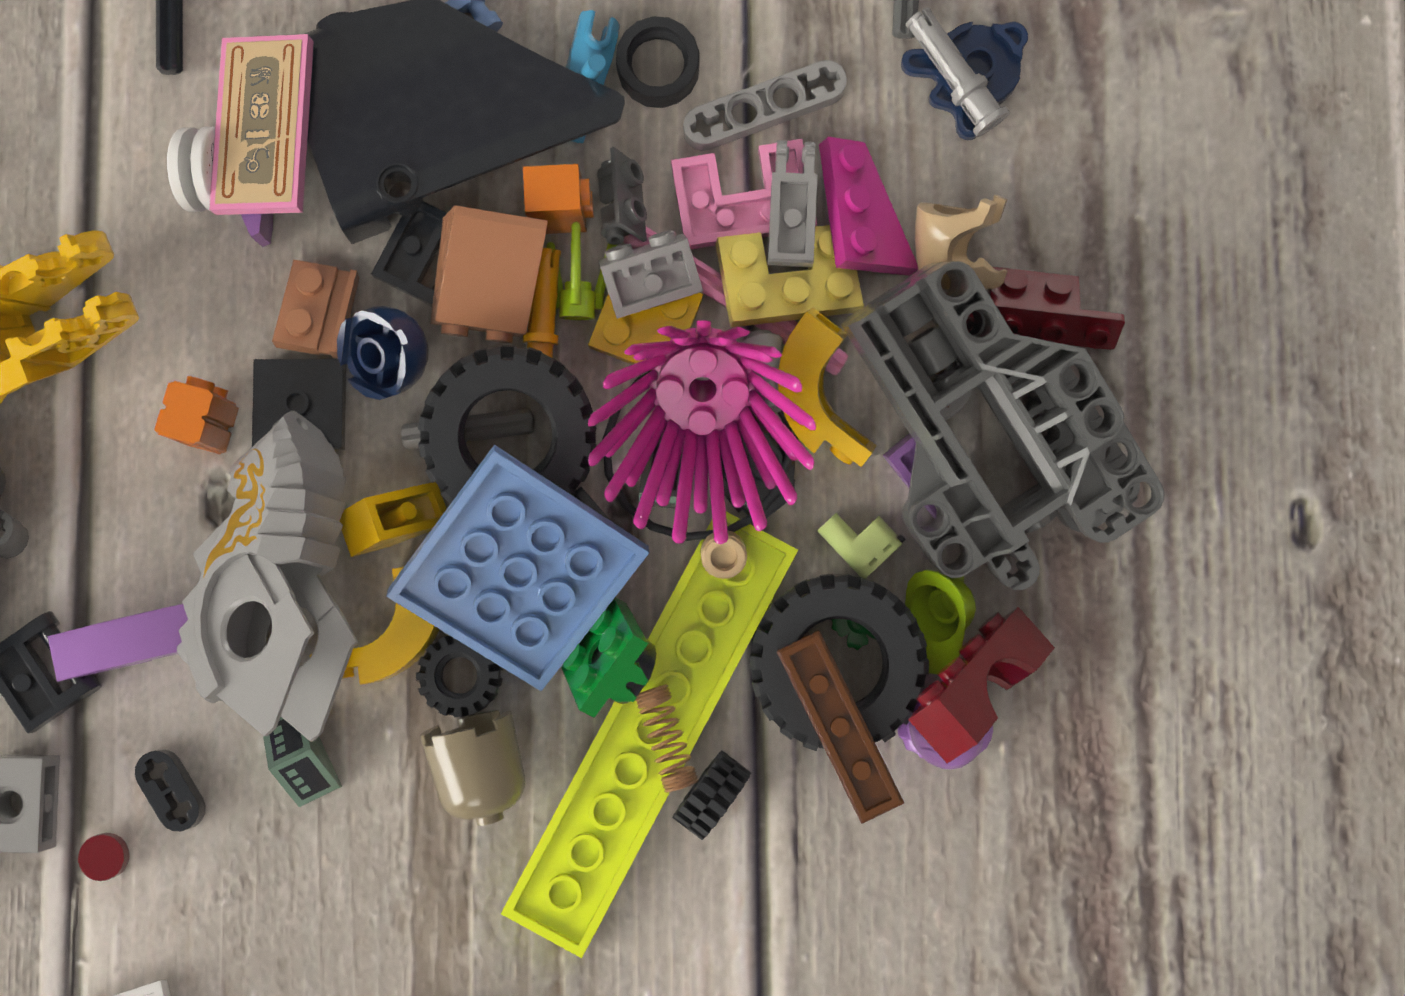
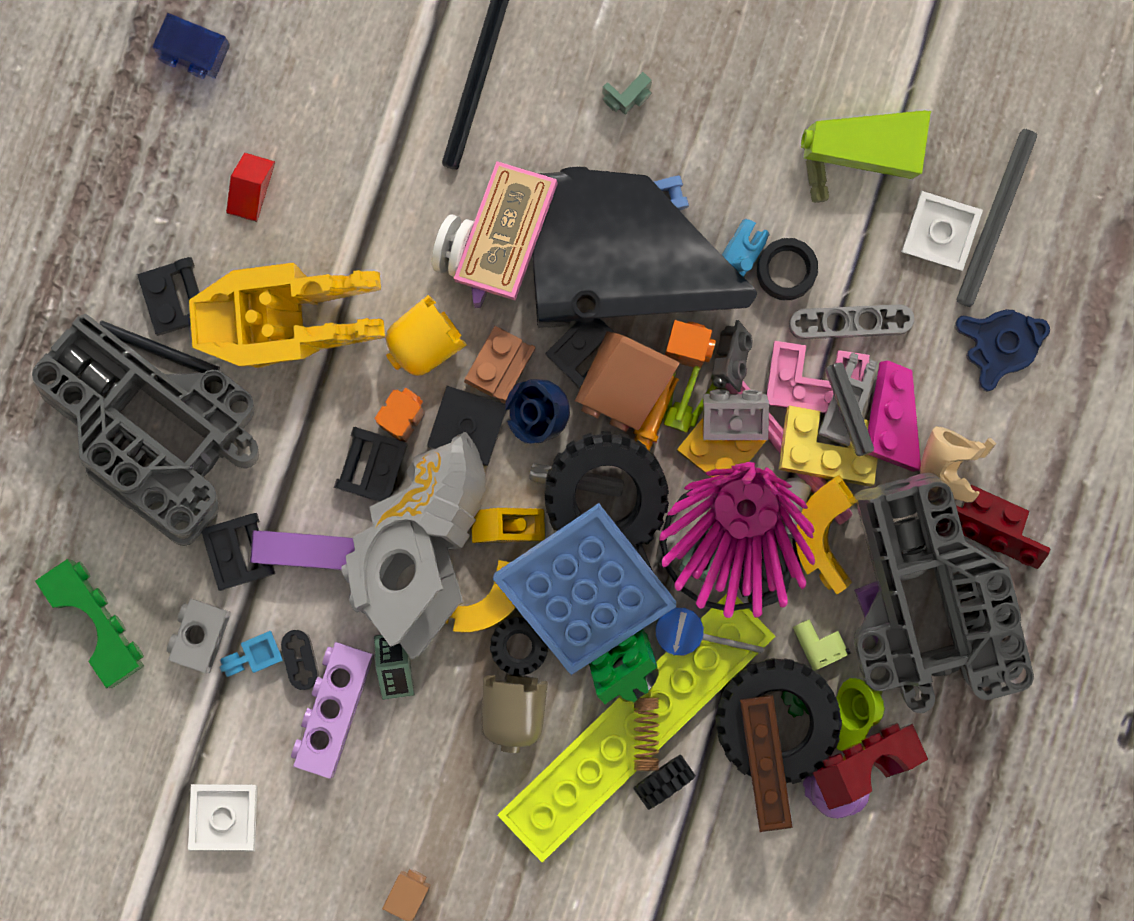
camera: 20 degrees right, 0 degrees up
(103, 856) = (241, 689): dark red tile -> none
(109, 800) = (259, 652): none -> dark azure plate
(196, 306) = (422, 339): none -> yellow cylinder
(199, 500) = (381, 467): none -> black plate
(248, 869) = (307, 755): none -> lavender brick
(671, 584) = (682, 632): none -> blue piece
(724, 559) = (723, 627): tan tile -> none
(798, 213) = (849, 409): none -> dark grey axle
(968, 88) = (994, 357): light grey pin -> none

